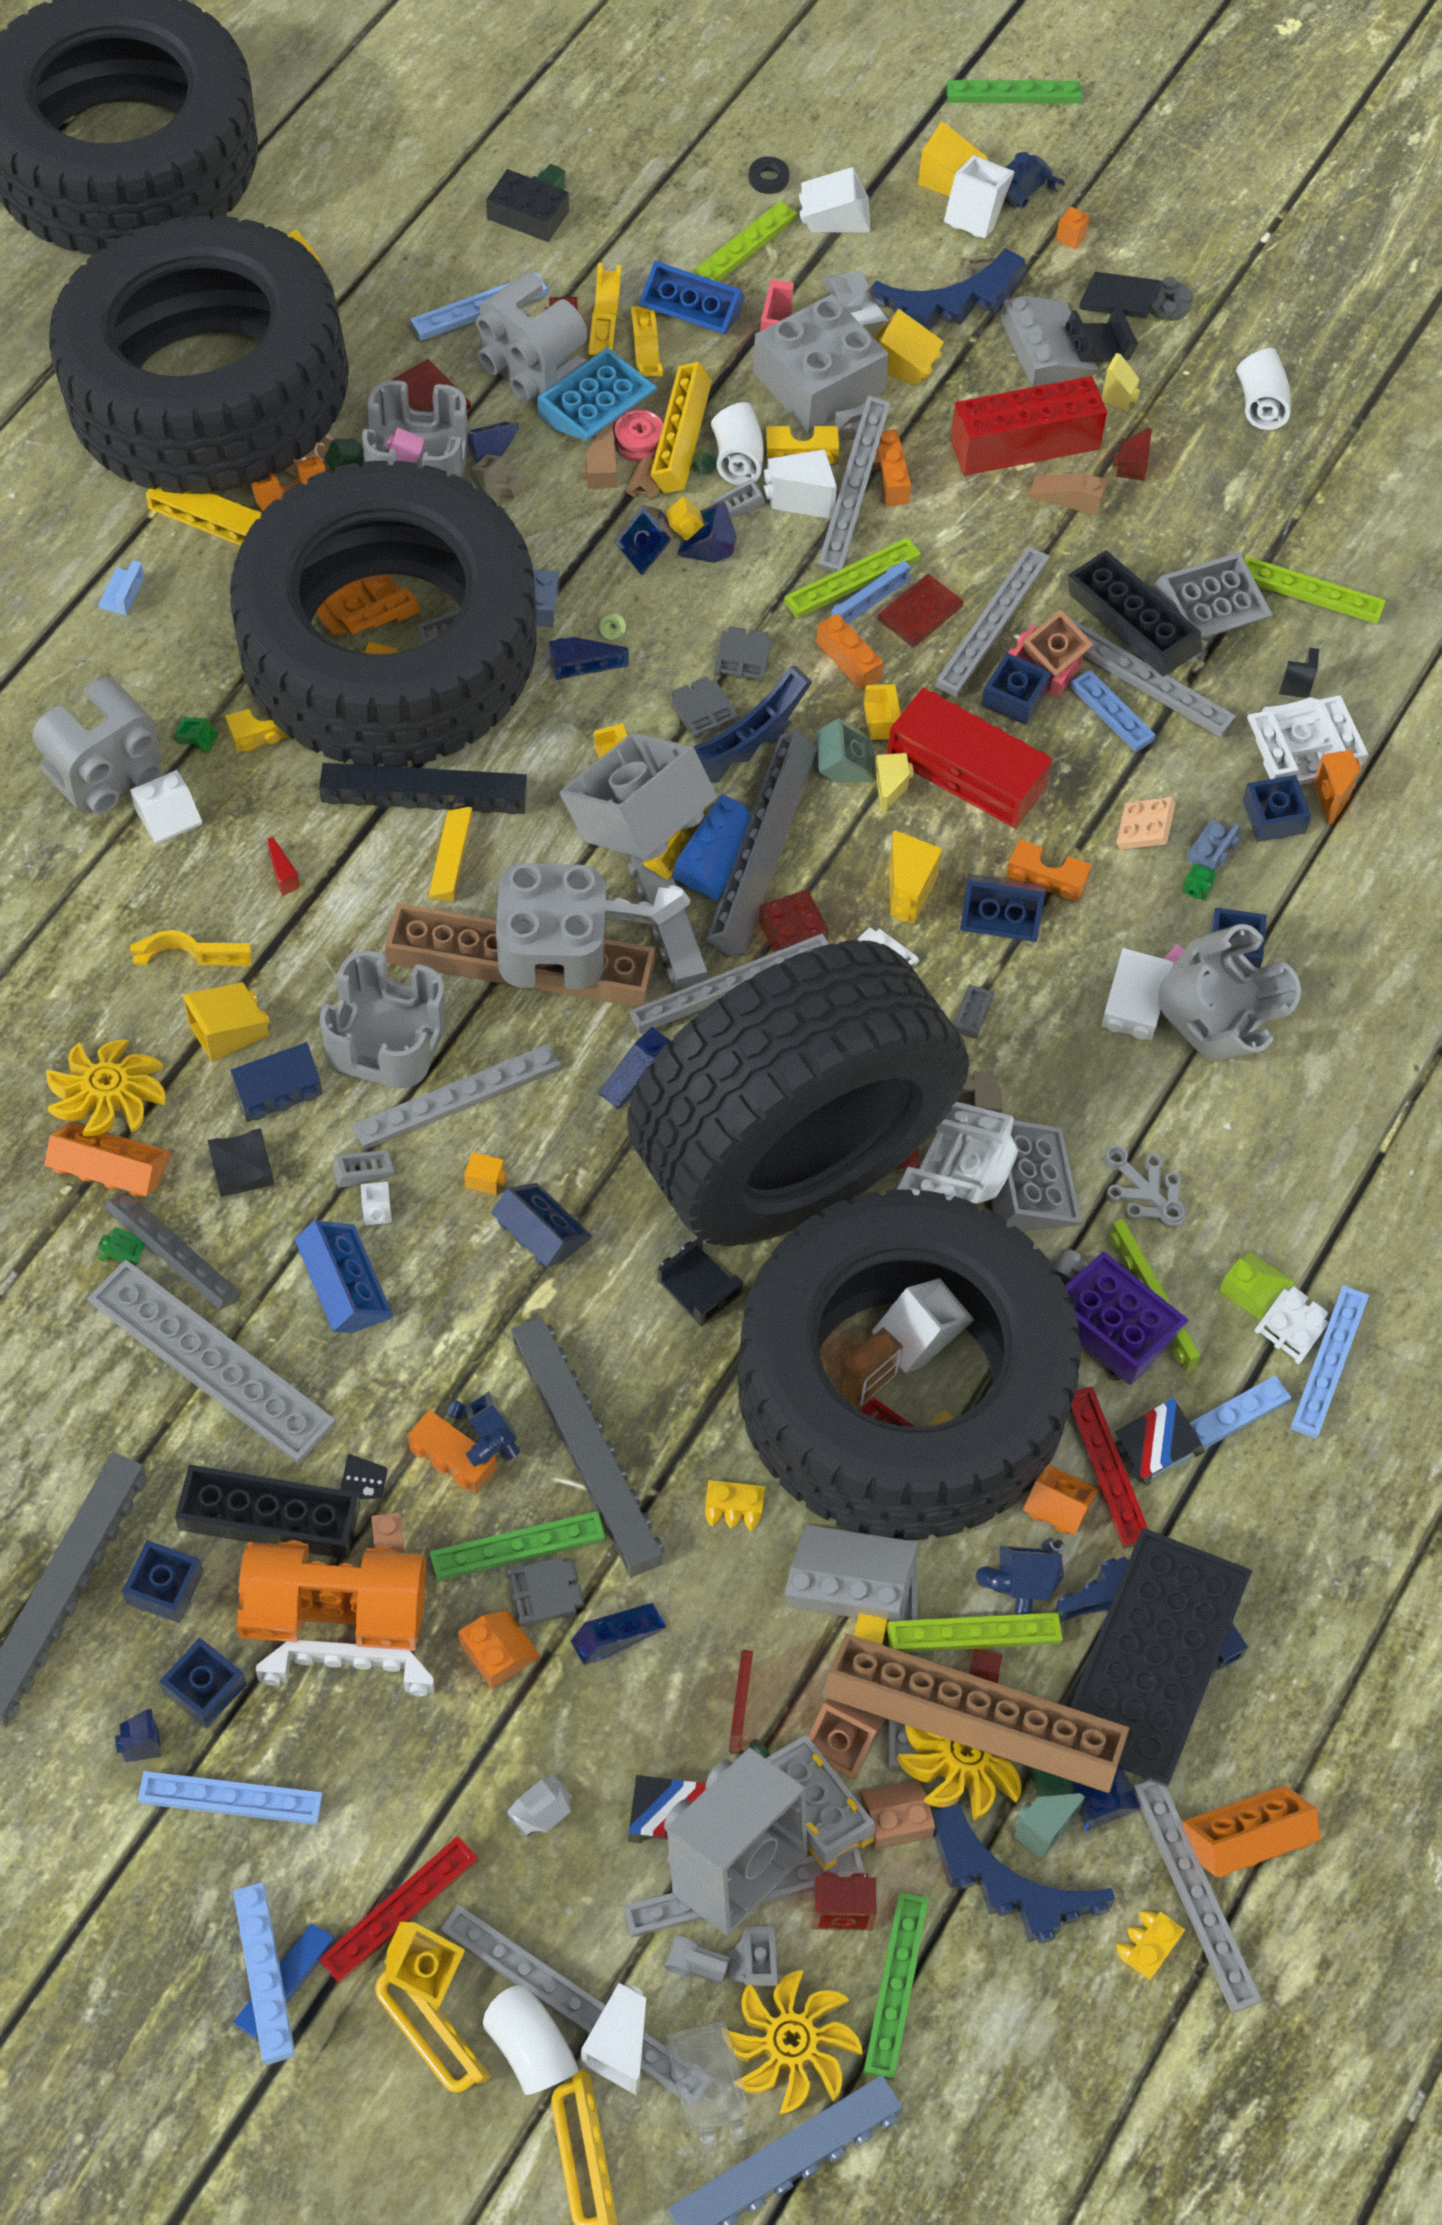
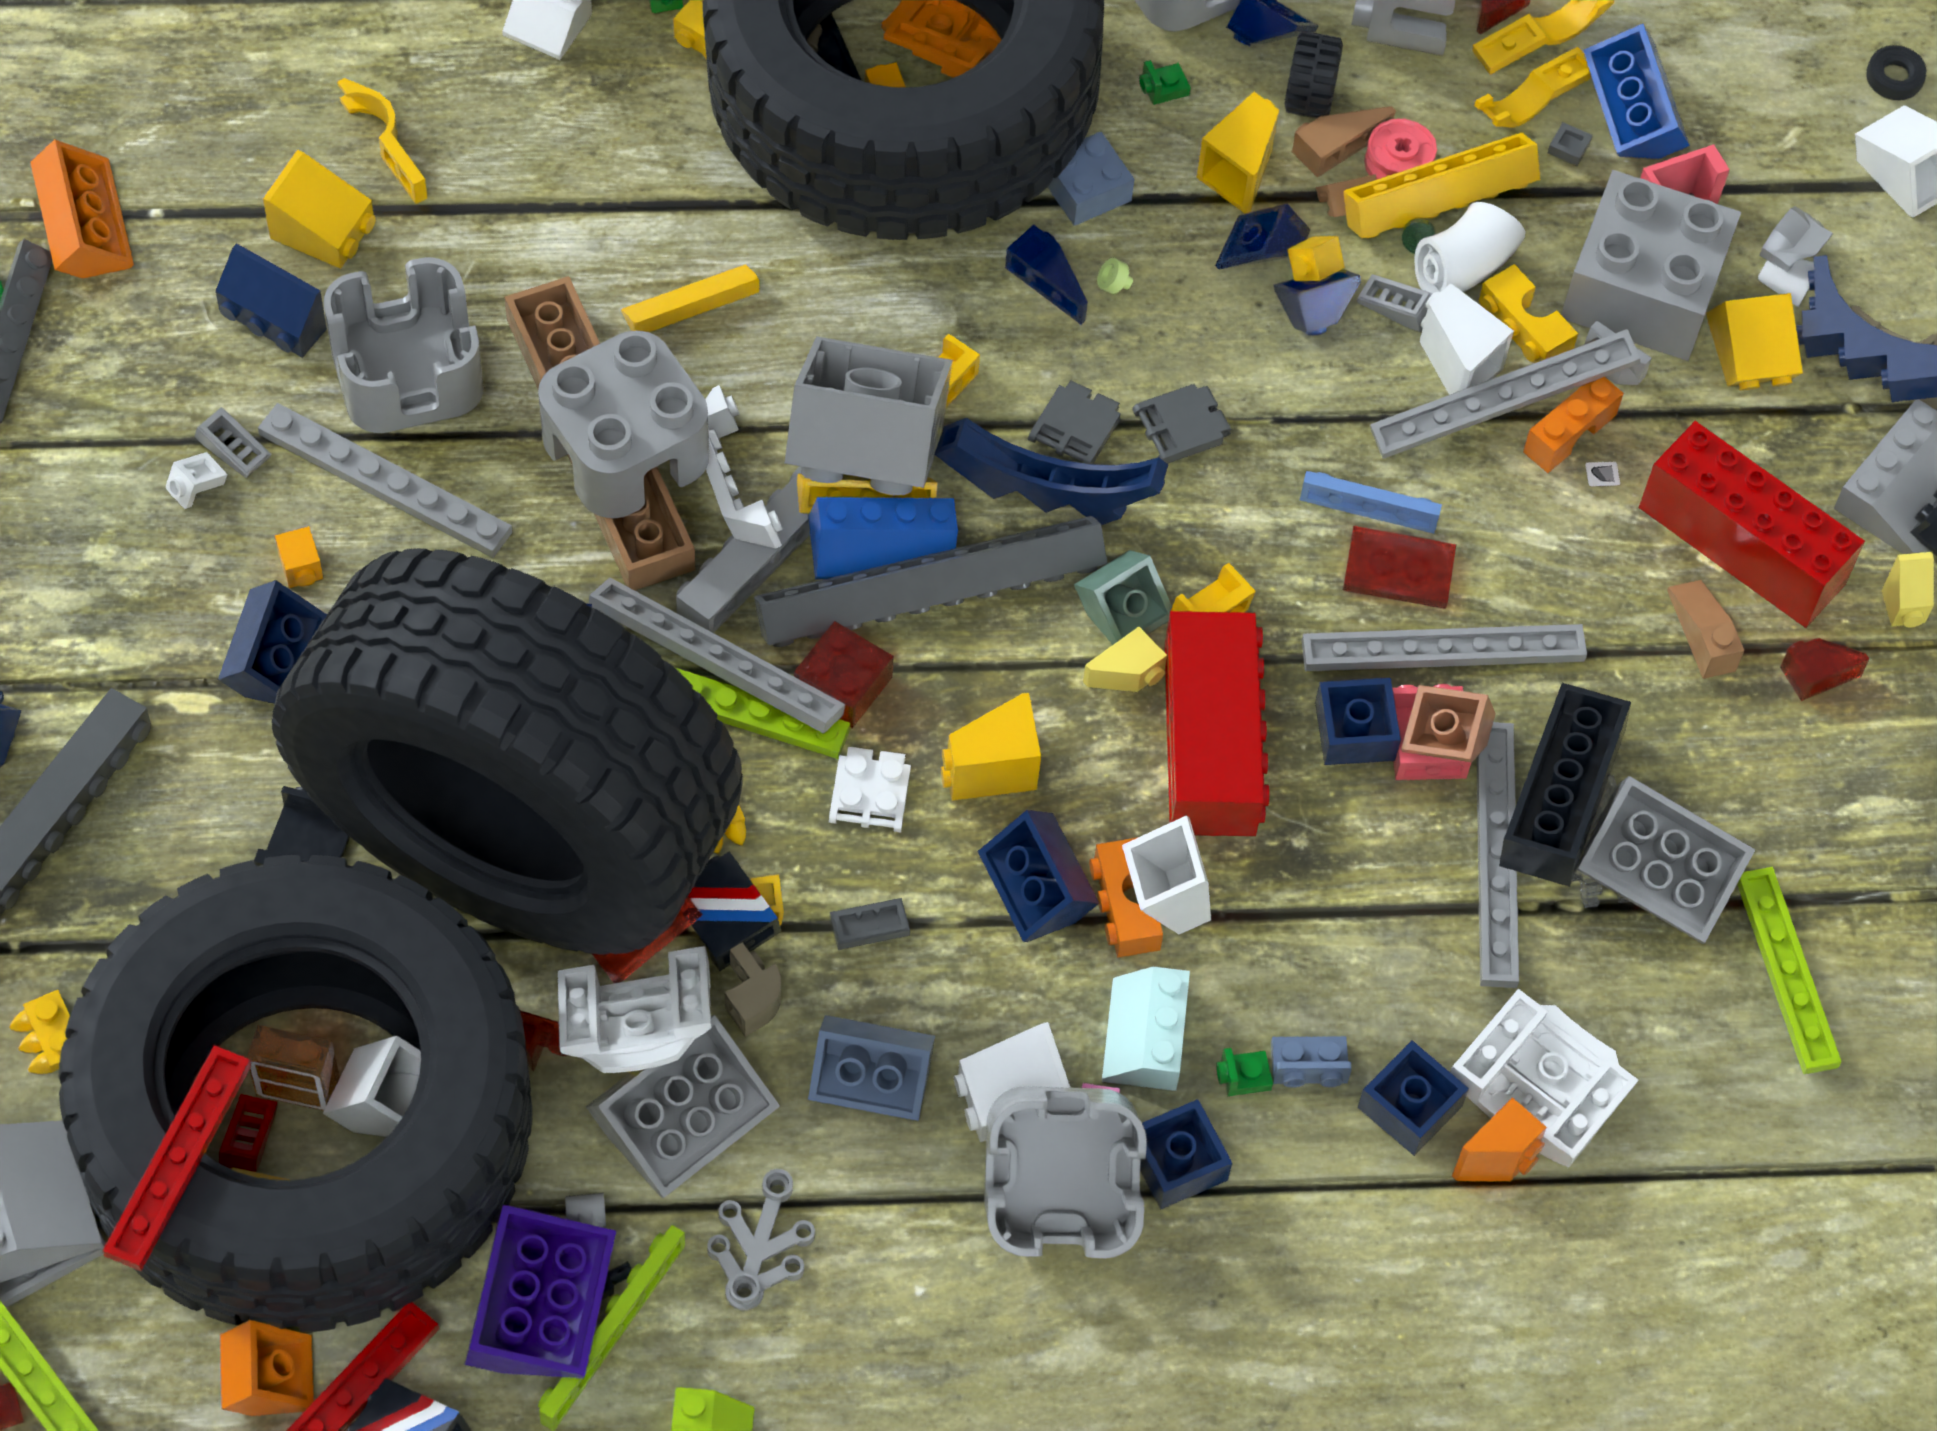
camera: 55 degrees right, 0 degrees up
(105, 1087) = (162, 160): yellow piece -> none
(241, 1163) = (155, 329): black brick -> none
(284, 871) = (548, 157): red slope -> none
(343, 1276) = (82, 501): blue slope -> none
(423, 788) = (753, 225): black brick -> none
(497, 479) = (1220, 55): dark tan brick -> none
(557, 438) = (1313, 74): none -> black tyre
(583, 508) = (1238, 151): none -> yellow slope
(593, 396) = (1409, 77): dark azure slope -> none
(696, 351) = (1570, 144): none -> dark grey plate
(746, 242) = (1768, 105): lime plate -> none
(849, 652) = (1270, 524): orange brick -> none
(850, 578) = (1381, 470): lime plate -> none
(929, 478) = (1602, 473): none -> white sticker
(950, 1431) = (177, 1158): none -> red plate
(1025, 1573) = (135, 1382): dark blue torso -> none
(1067, 828) = (1170, 876): none -> white slope
(1071, 1063) = (871, 1067): none -> sand blue slope
(1112, 711) = (1417, 845): medium blue plate -> none
(1141, 910) = (1146, 1028): none -> light aqua slope
(1146, 823) = (1276, 964): light nougat plate -> none
(1300, 676) = (1634, 1026): black panel -> none

